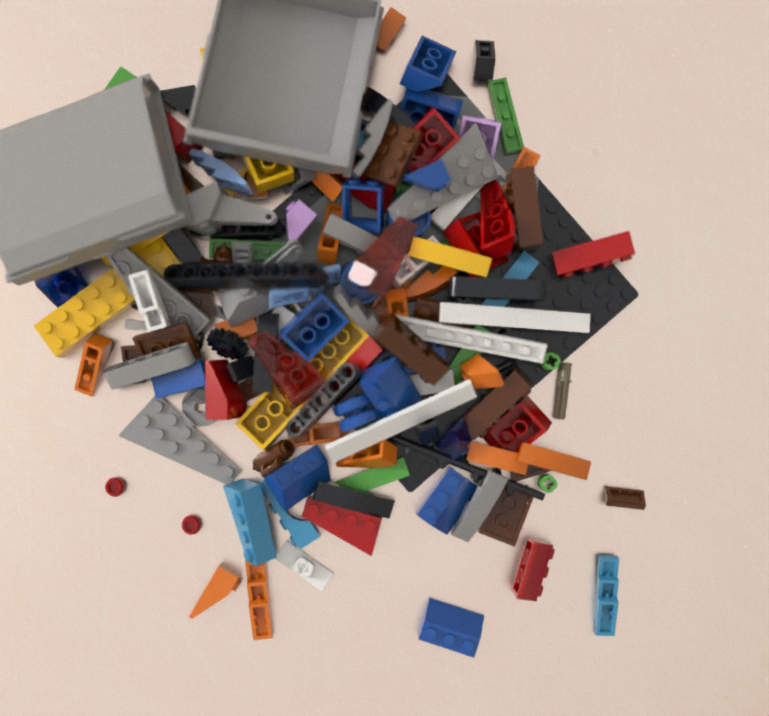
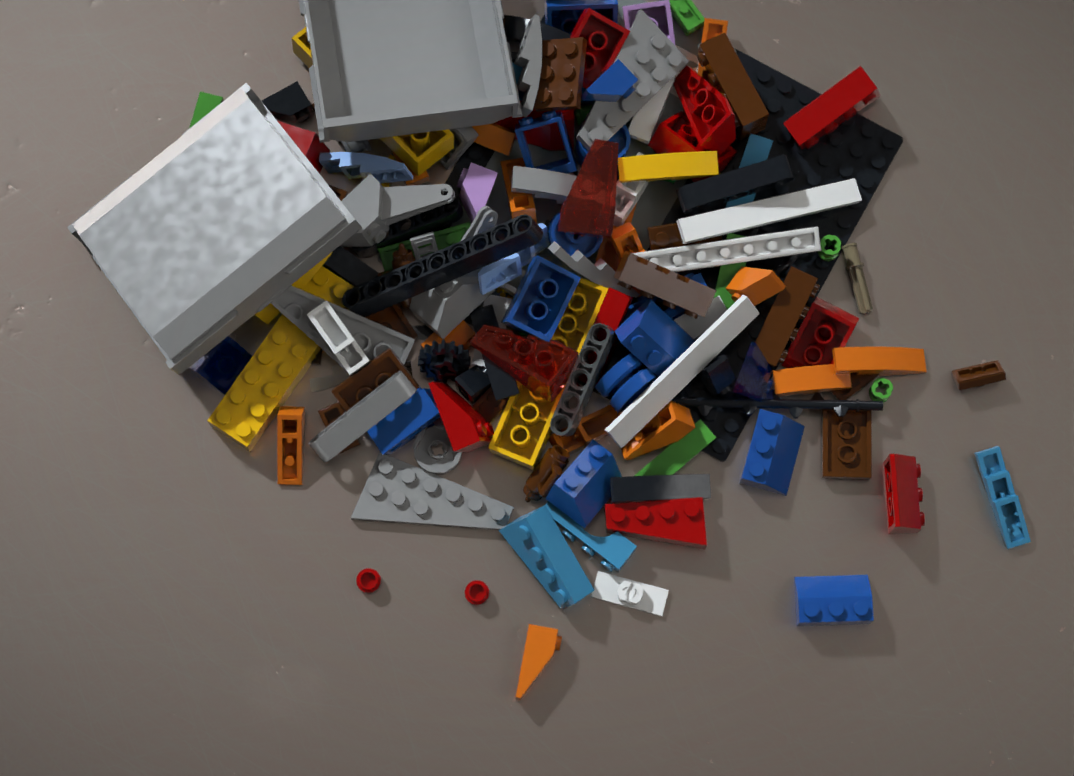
camera: 15 degrees left, 10 degrees down
(259, 601) = (591, 651): orange slope -> none
(430, 284) = (657, 209): orange slope -> none
(479, 507) = (812, 444): light grey slope -> none

